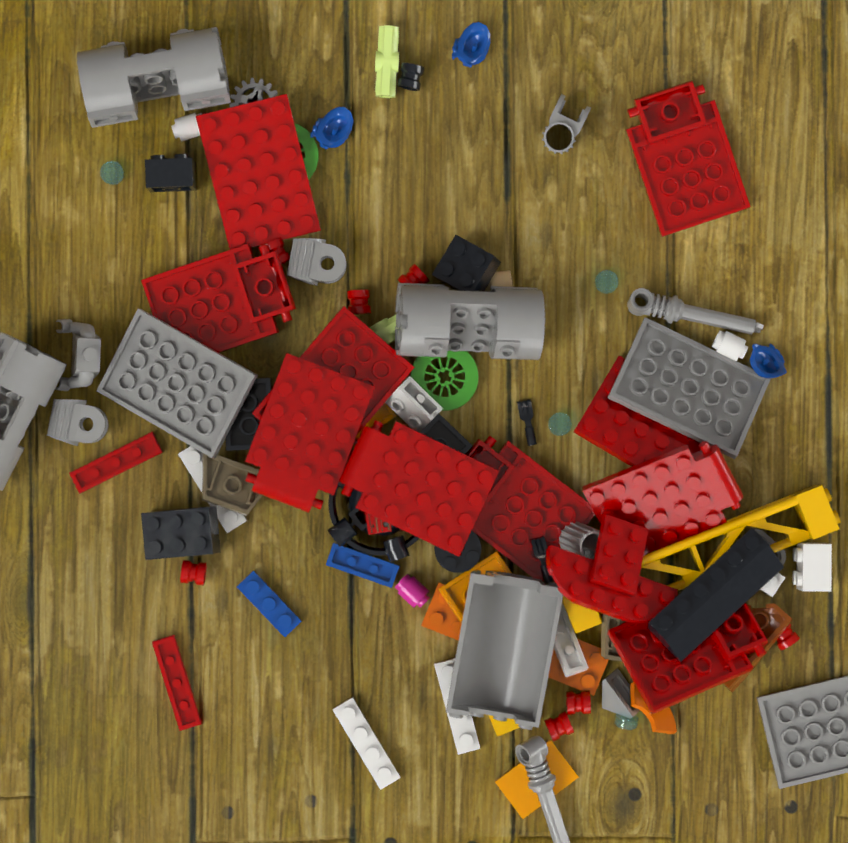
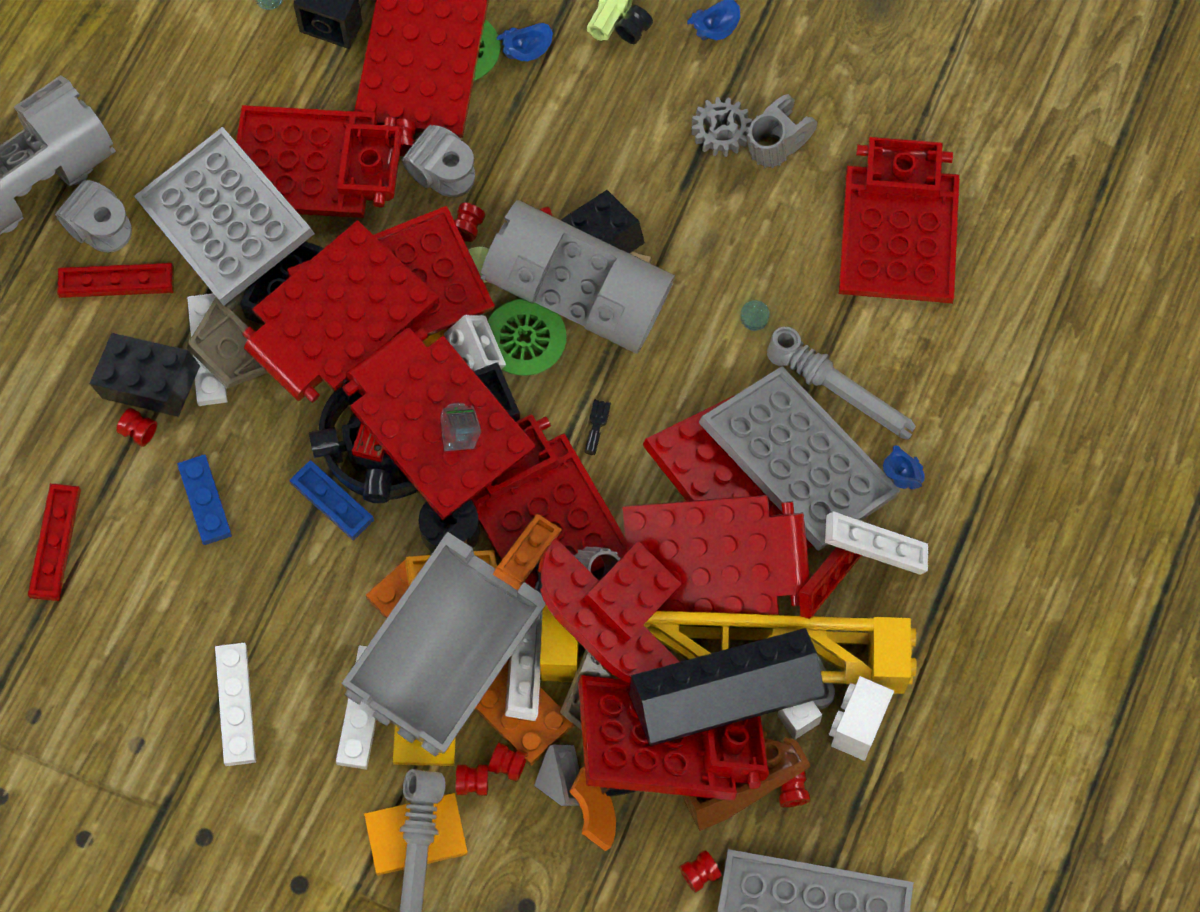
camera: 25 degrees right, 20 degrees down
(85, 355) = (138, 154): light grey torso -> none
(412, 591) = (374, 552): dark pink brick -> none
(444, 491) = (459, 427): none -> clear light blue slope
(527, 550) = (526, 552): none -> orange tile
(528, 139) = (716, 118): none -> light grey gear
(559, 424) = (631, 443): clear light blue tile -> none
(626, 723) = (556, 810): clear light blue tile -> none
(730, 345) = (867, 435): white brick -> none
(744, 721) = (700, 871): none -> red wheel
(750, 471) = (825, 580): none -> red tile
(773, 433) = (876, 543): none -> white plate

